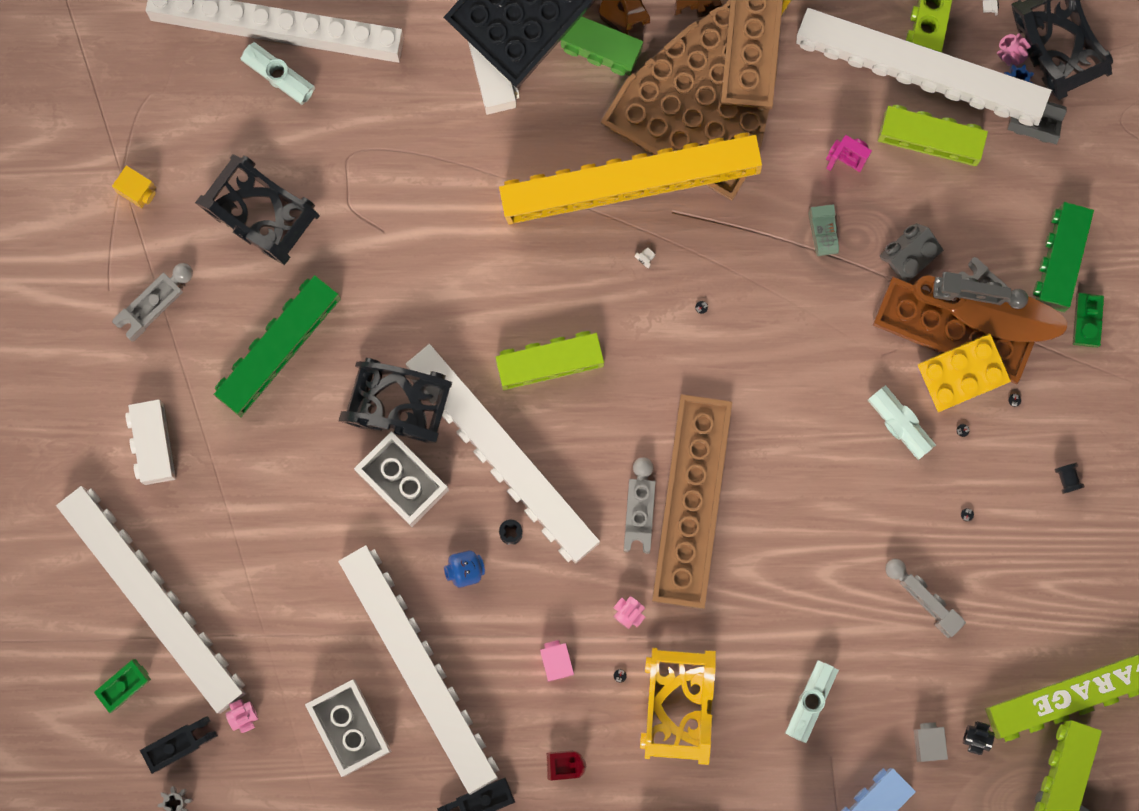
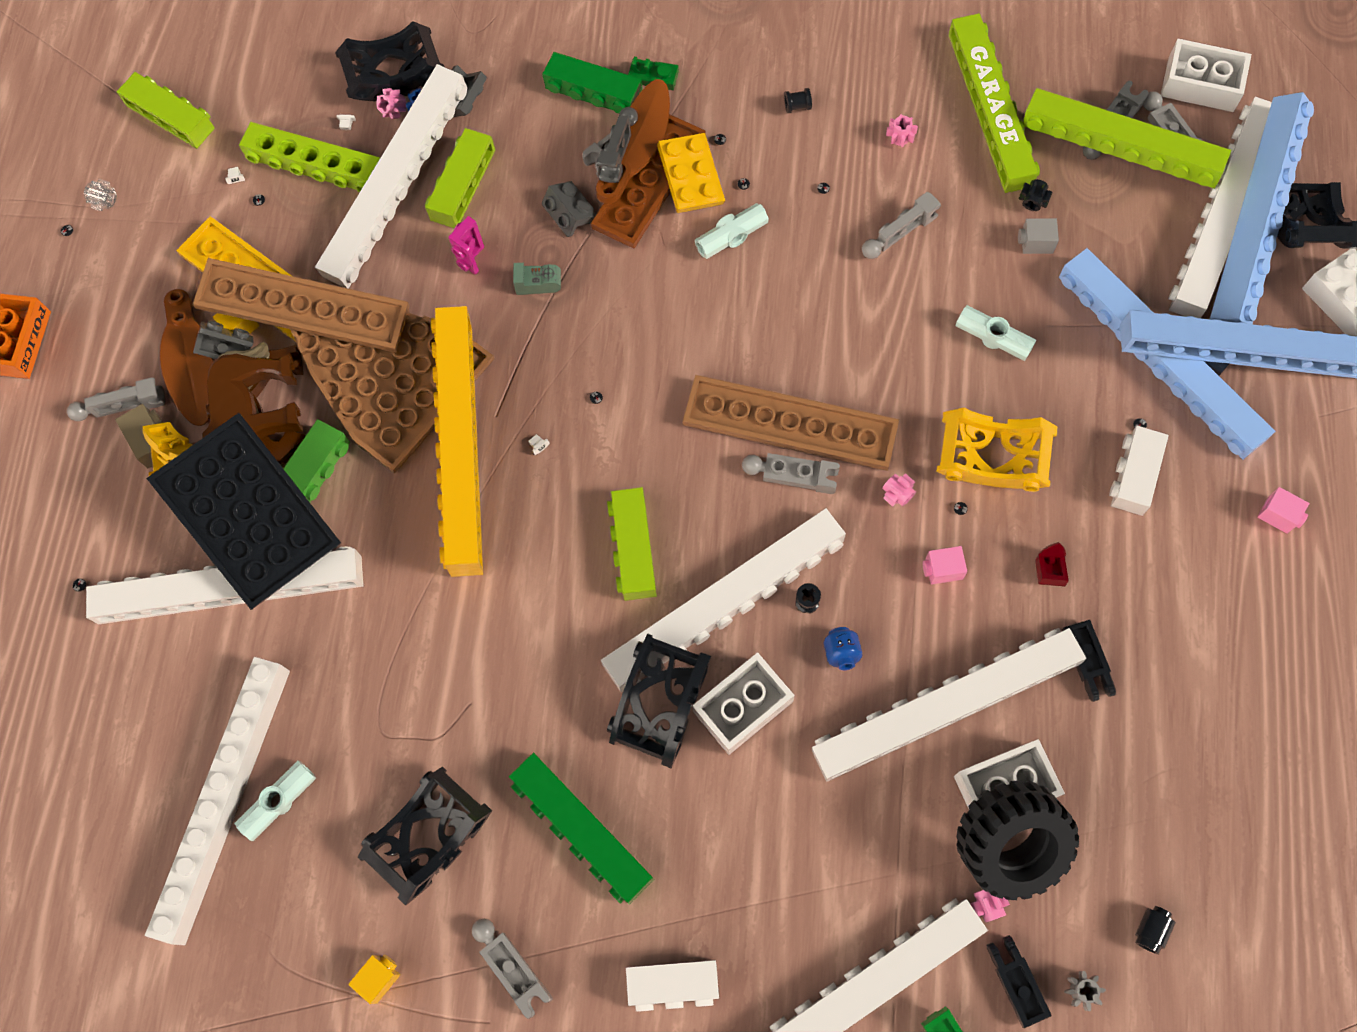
camera: 75 degrees left, 10 degrees down
(313, 722) = (1034, 862): none -> black tyre
(1043, 585) = (901, 130): none -> bright pink gear

